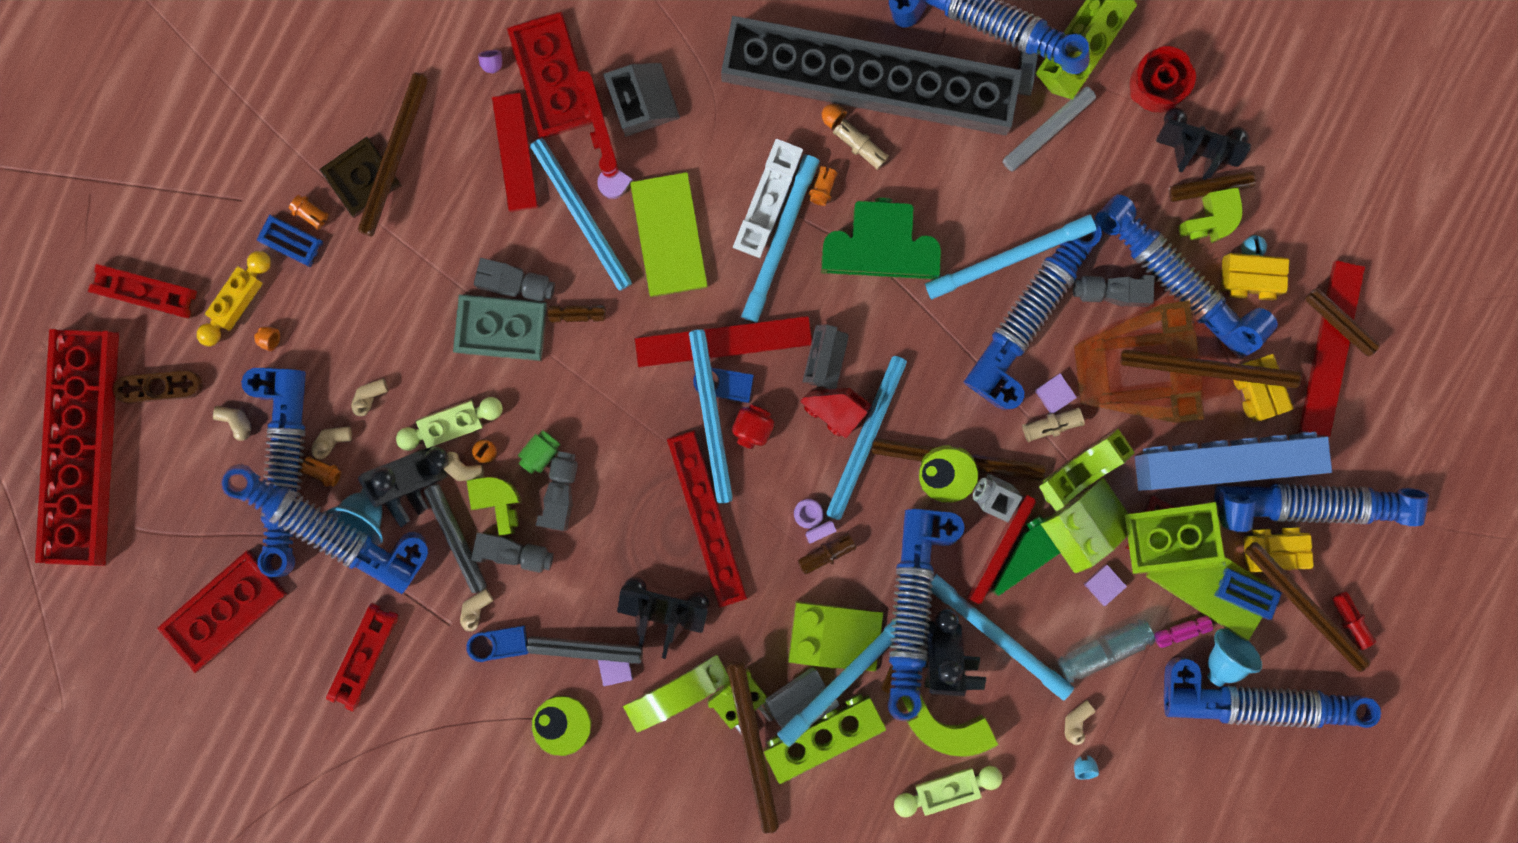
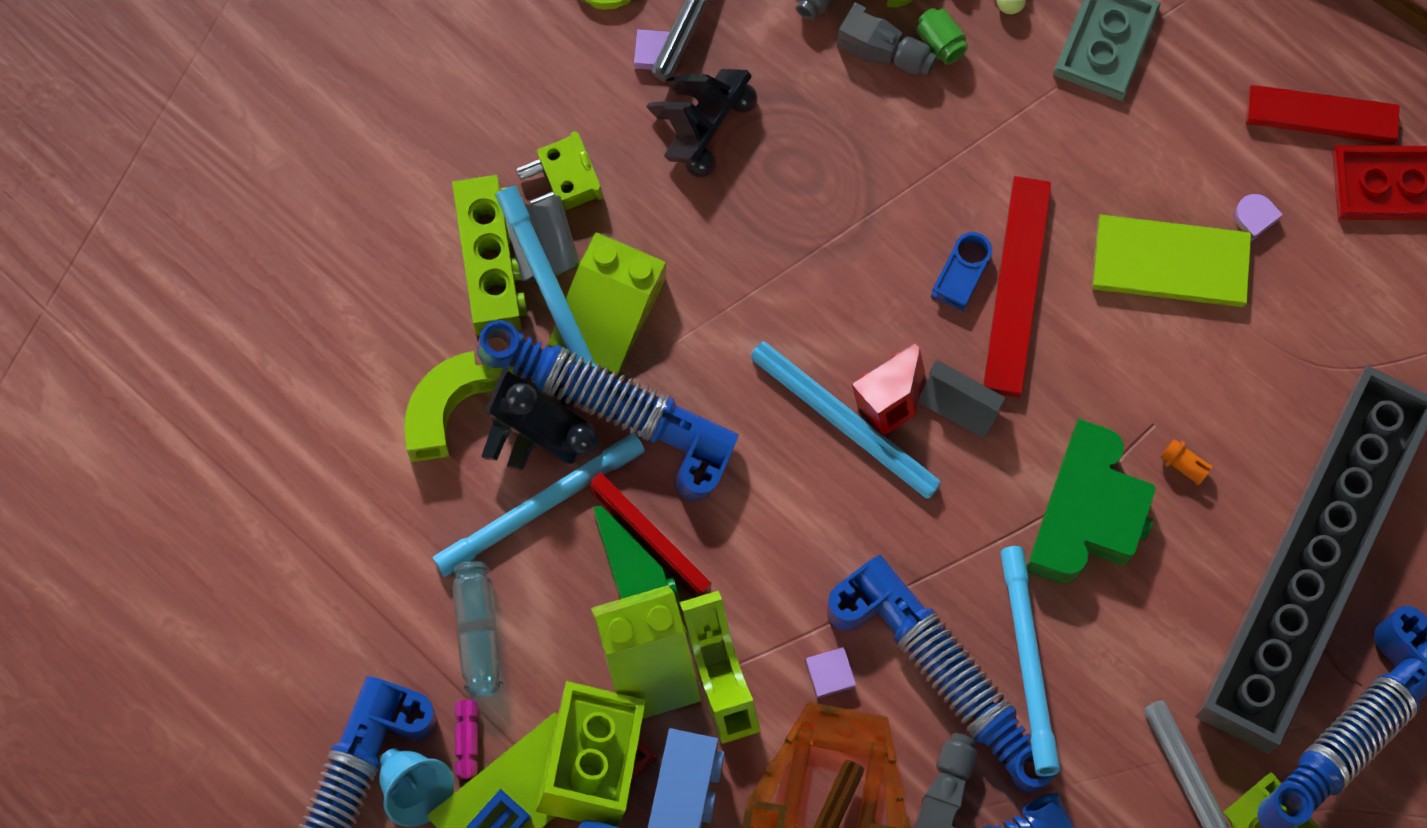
camera: 105 degrees right, 15 degrees down
(512, 281) = (1161, 63): dark grey piece -> none
(576, 313) = (1100, 127): reddish brown axle -> none
(581, 214) = (1224, 166): medium azure axle -> none
(593, 112) = (1320, 209): red plate -> none
(641, 97) = (1357, 270): dark grey slope -> none
(677, 694) = (601, 106): lime arch -> none
(707, 519) = (801, 204): red tile -> none
(710, 415) = (928, 237): medium azure axle -> none
(753, 426) = (900, 284): red head -> none
(753, 747) = (506, 166): reddish brown axle -> none
(768, 198) = (1185, 390): white slope -> none
(802, 181) = (1199, 439): medium azure piece -> none
(808, 513) = (770, 323): lavender tile -> none
(820, 532) = (743, 325): lavender tile -> none
(827, 554) = (713, 327): reddish brown axle -> none
(833, 115) = (1275, 502): orange hinge -> none
(861, 144) = (1229, 525): tan pin -> none
(948, 474) = (768, 500): lime tile -> none
(948, 791) = (369, 382): yellowish green plate -> none
(984, 463) = (782, 523): reddish brown axle -> none
(997, 497) = (719, 548): light grey brick -> none
(1027, 64) = (1266, 760): dark grey beam -> none
(1053, 424) = (790, 655): tan pin -> none
(1074, 723) = (399, 564): tan arm -> none
(1085, 769) = (337, 558): medium azure hinge -> none
(1105, 585) = (560, 658): lavender tile -> none

